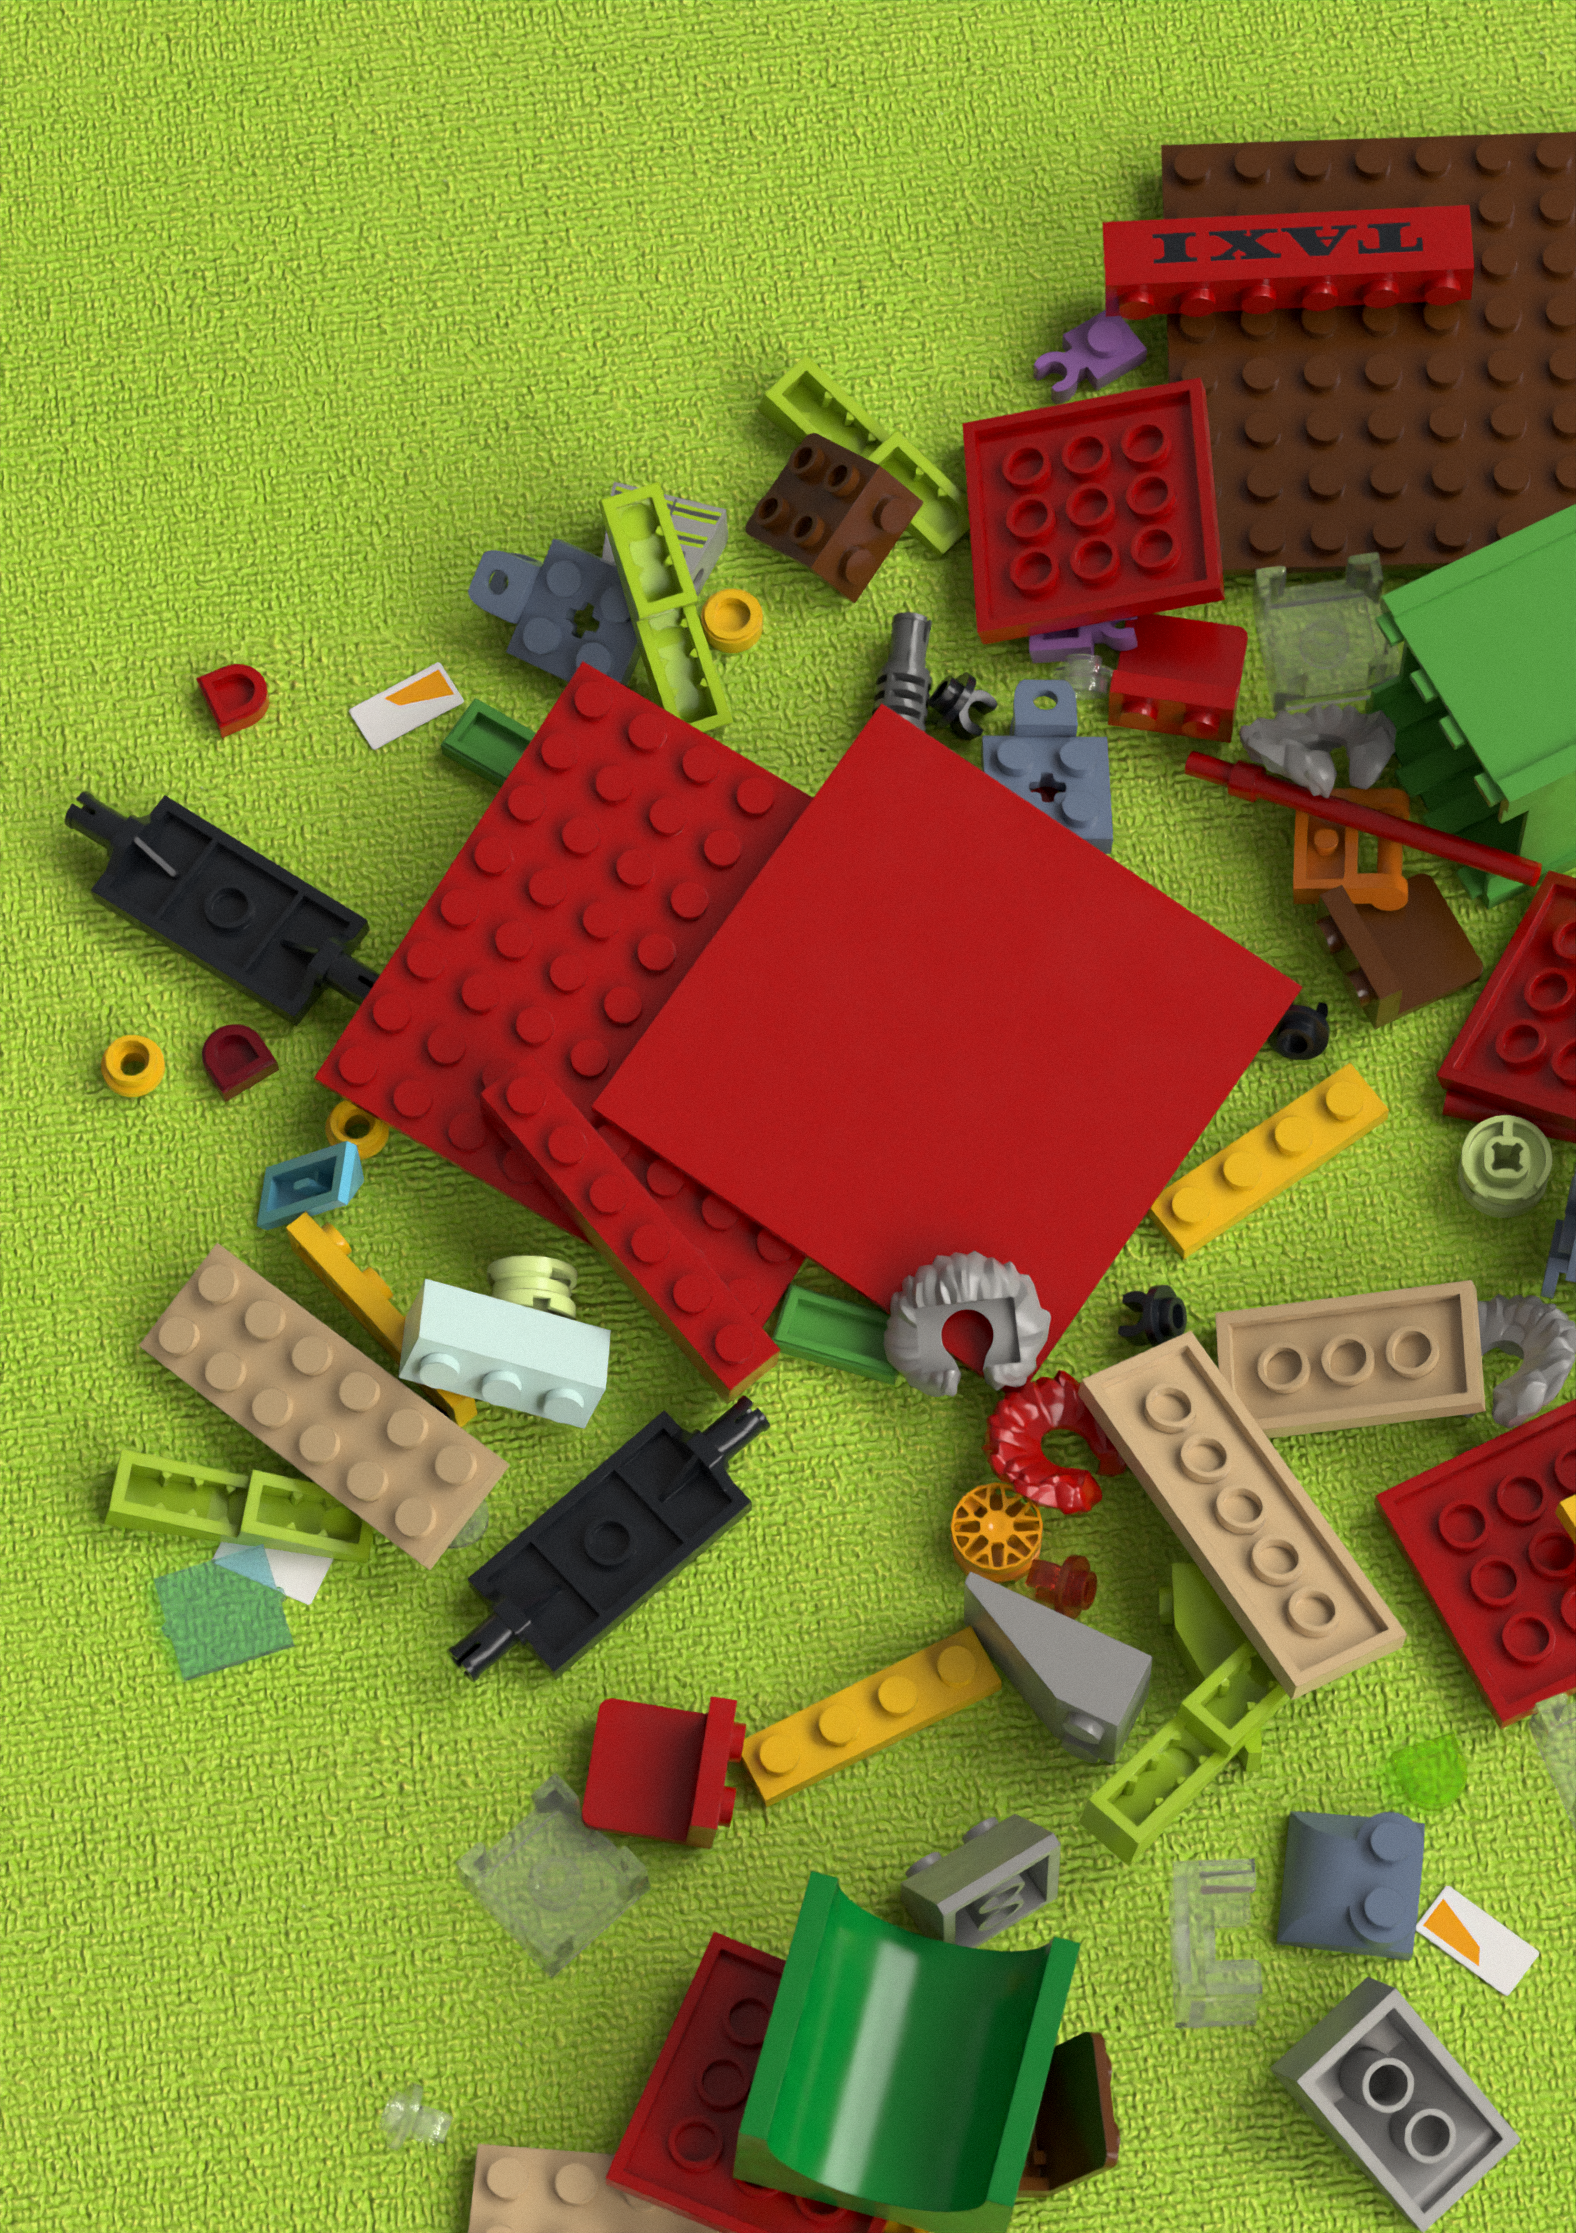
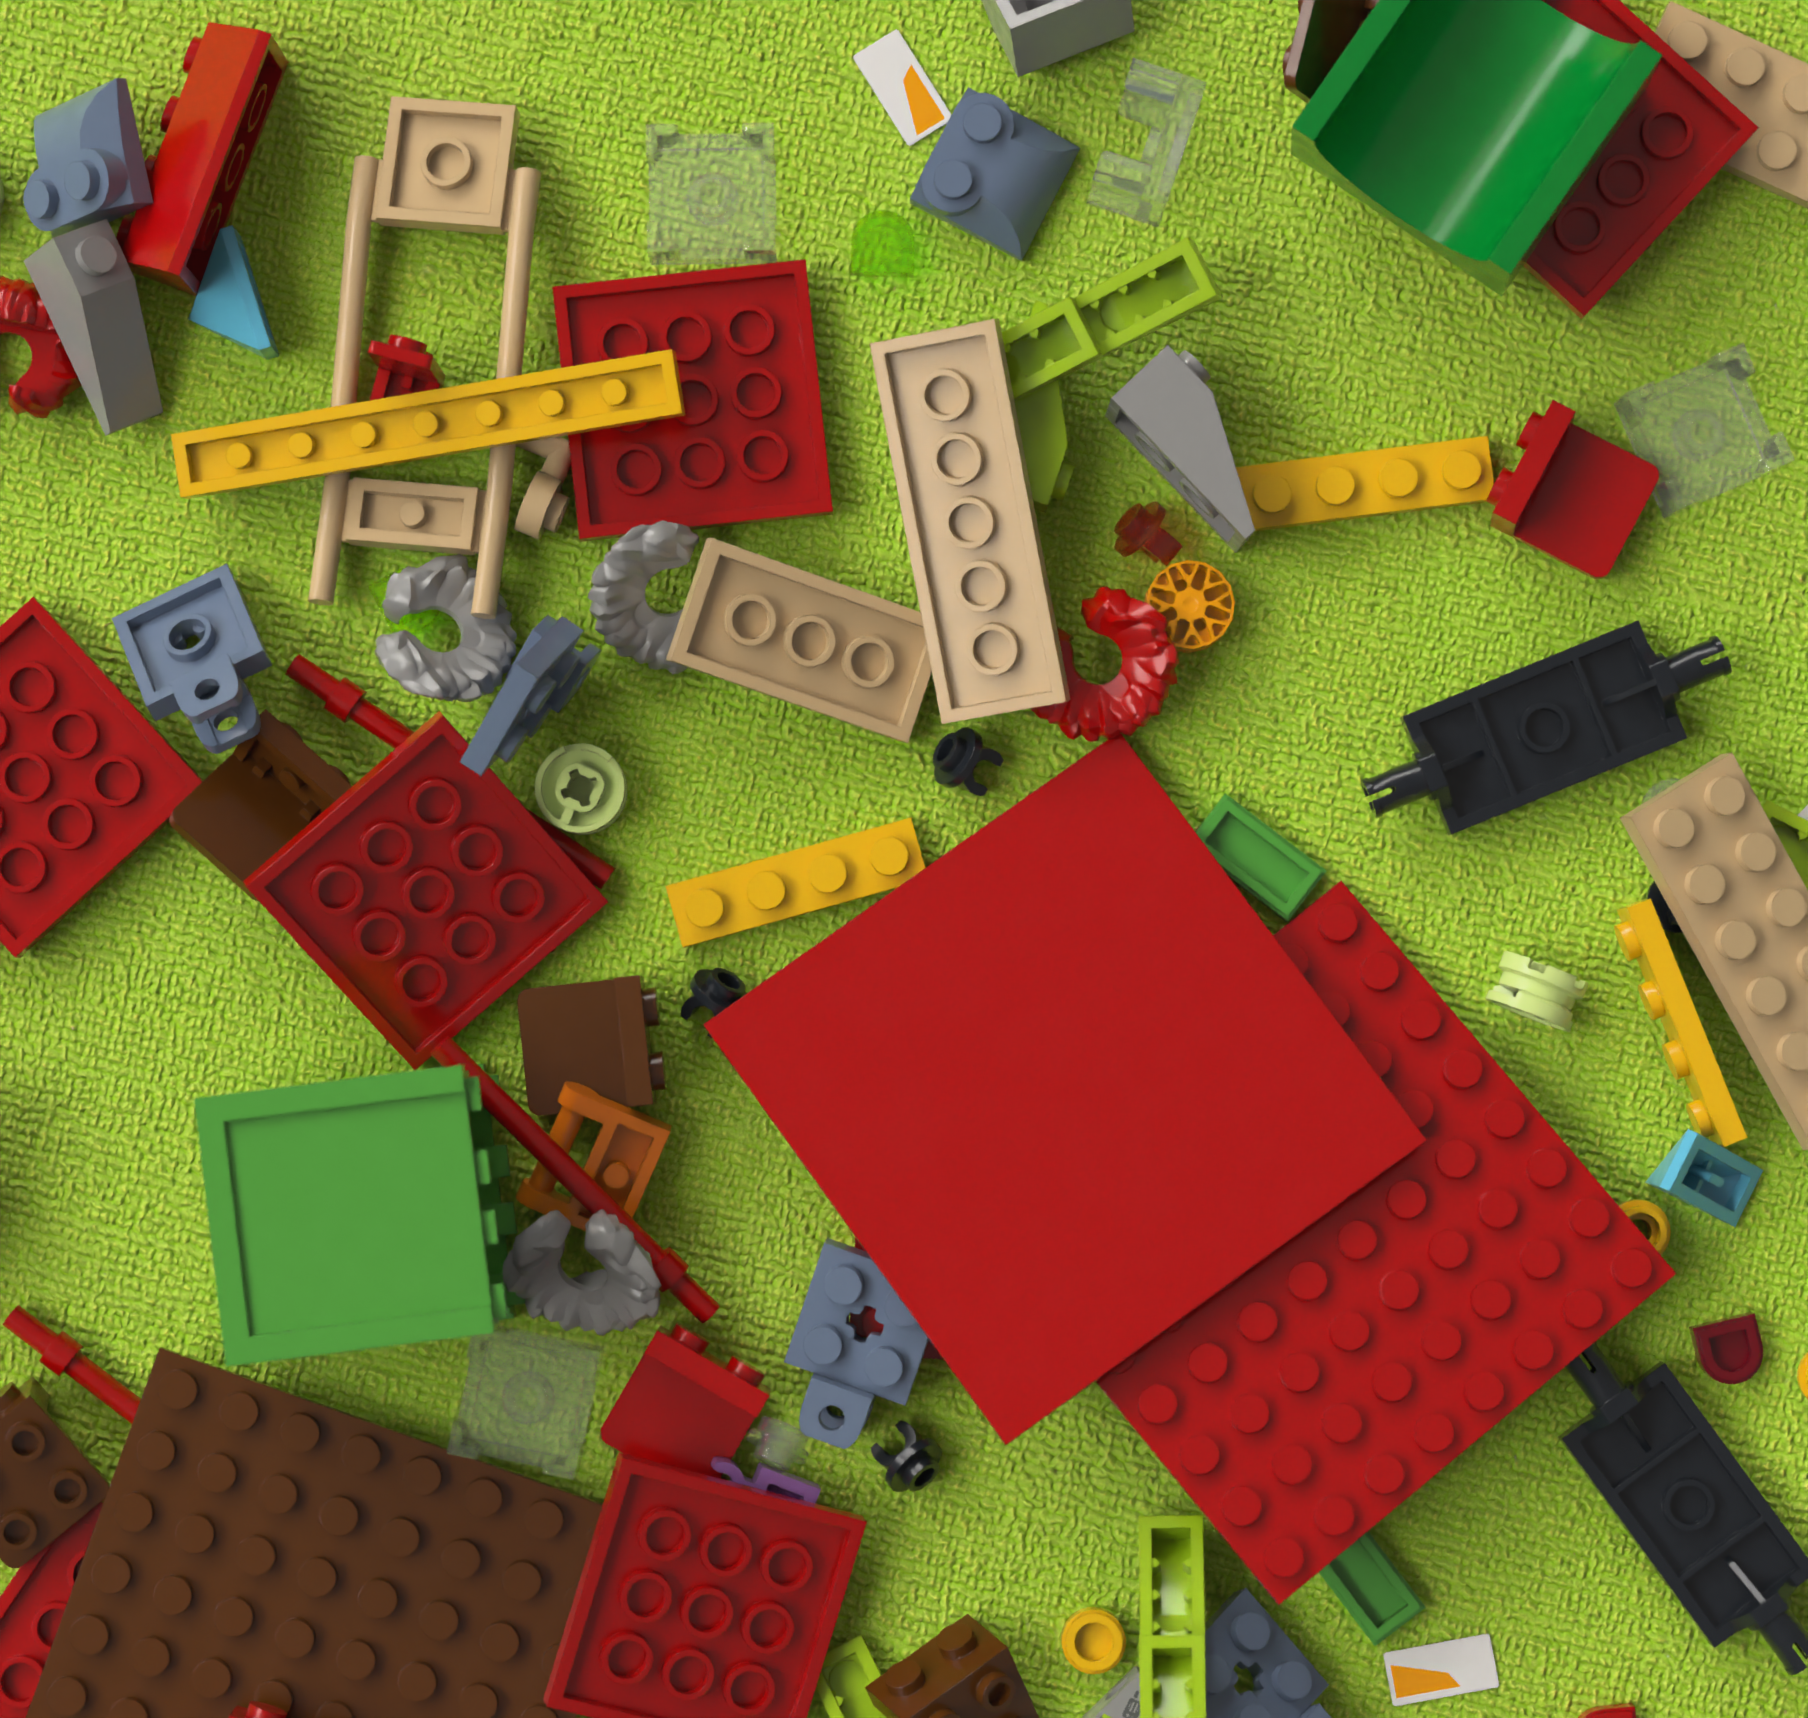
camera: 170 degrees left, 20 degrees up
(504, 1353) = (1588, 928): light aqua brick -> none
(629, 1229) = (1432, 1007): red brick -> none
(904, 679) = (958, 1493): dark grey hinge -> none
(957, 1284) = (1142, 838): light grey piece -> none
(984, 1884) = (1333, 271): light grey slope -> none

